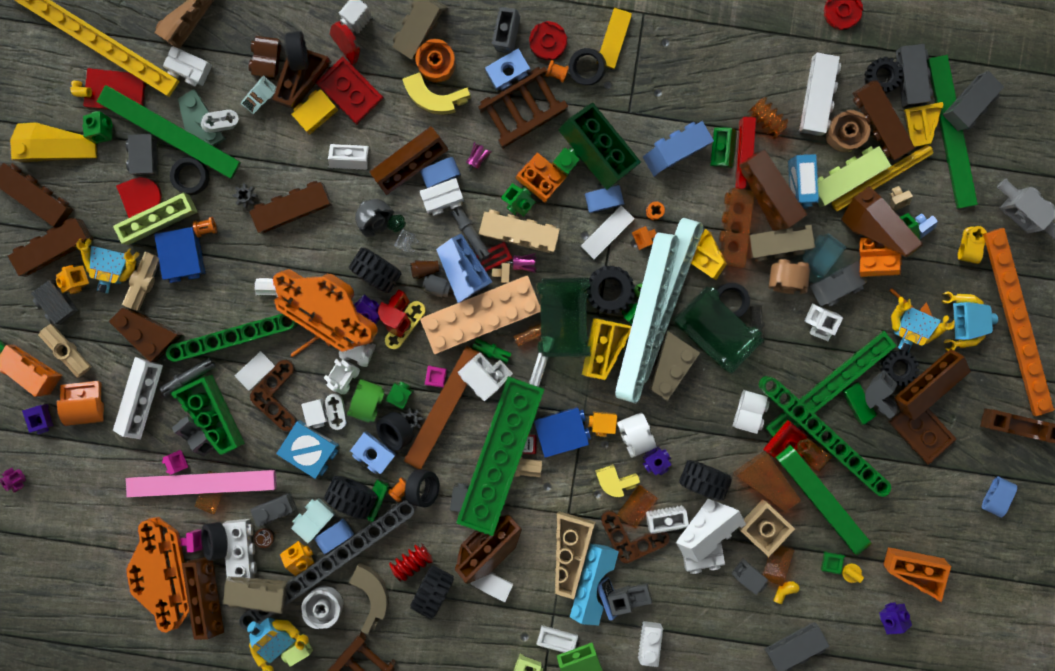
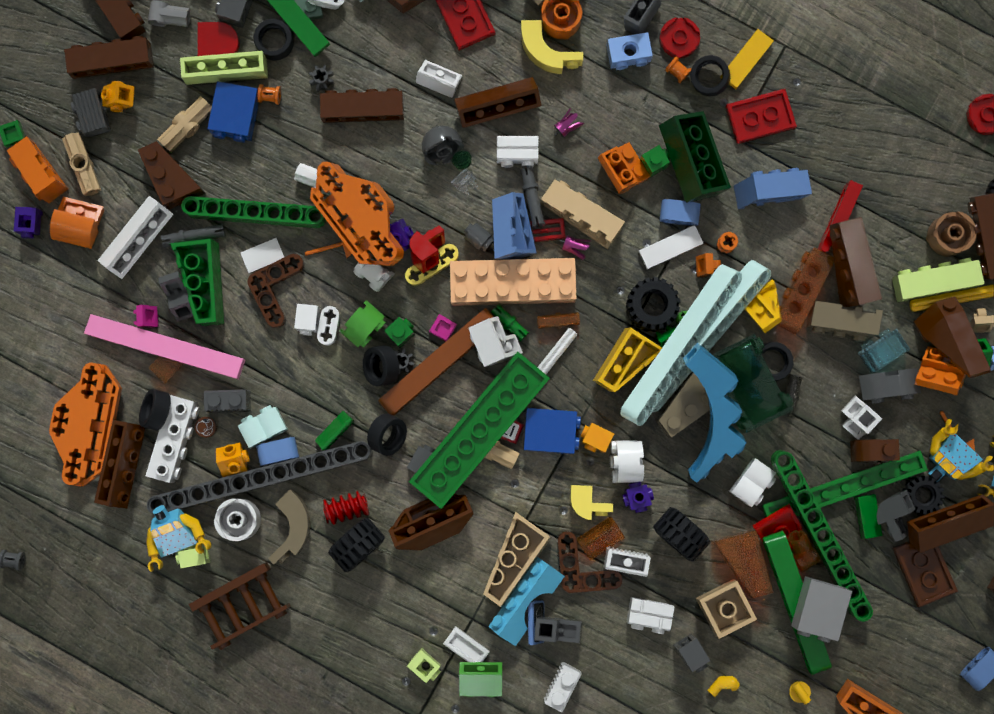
camera: 20 degrees right, 5 degrees down
(83, 189) = (162, 14): none -> light grey piece
(106, 264) = (158, 95): torso -> none
(192, 541) = (132, 402): dark pink tile -> none
(255, 593) = (175, 477): dark tan wedge -> none
(308, 449) = (285, 353): dark azure brick -> none
(314, 111) = (422, 21): yellow brick -> none
(341, 375) = (348, 291): white piece -> none
(350, 497) = (310, 415): black tyre -> none
(367, 442) = (360, 387): light blue brick -> none
(375, 270) = (423, 196): black tyre -> none
(398, 490) = (361, 429): orange bush -> none
(423, 268) = (470, 215): reddish brown cone -> none
(440, 172) = (524, 125): medium blue beam -> none
(494, 586) = (421, 564): white slope -> none
(503, 273) = (549, 248): tan tile -> none
(521, 202) = (592, 181): green brick -> none
(523, 126) = (625, 112): reddish brown fence -> none
(563, 317) = (596, 312): clear green windscreen -> none
(644, 85) = (761, 116): none -> red tile
(708, 529) = (667, 585): white wedge -> none
(710, 383) = (724, 411): none -> dark azure arch
(723, 147) = (819, 206): green slope -> none
(769, 117) = (876, 192): clear orange piece -> none
(778, 565) = (726, 653): clear orange slope -> none
(789, 277) = (841, 358): medium nougat brick -> none
(804, 179) = (891, 263): brick -> none
(819, 94) = (935, 187): white brick -> none
(832, 562) = (783, 673): green tile -> none
(845, 346) = (875, 450): none -> reddish brown brick
(846, 501) = (821, 609): none -> light grey brick

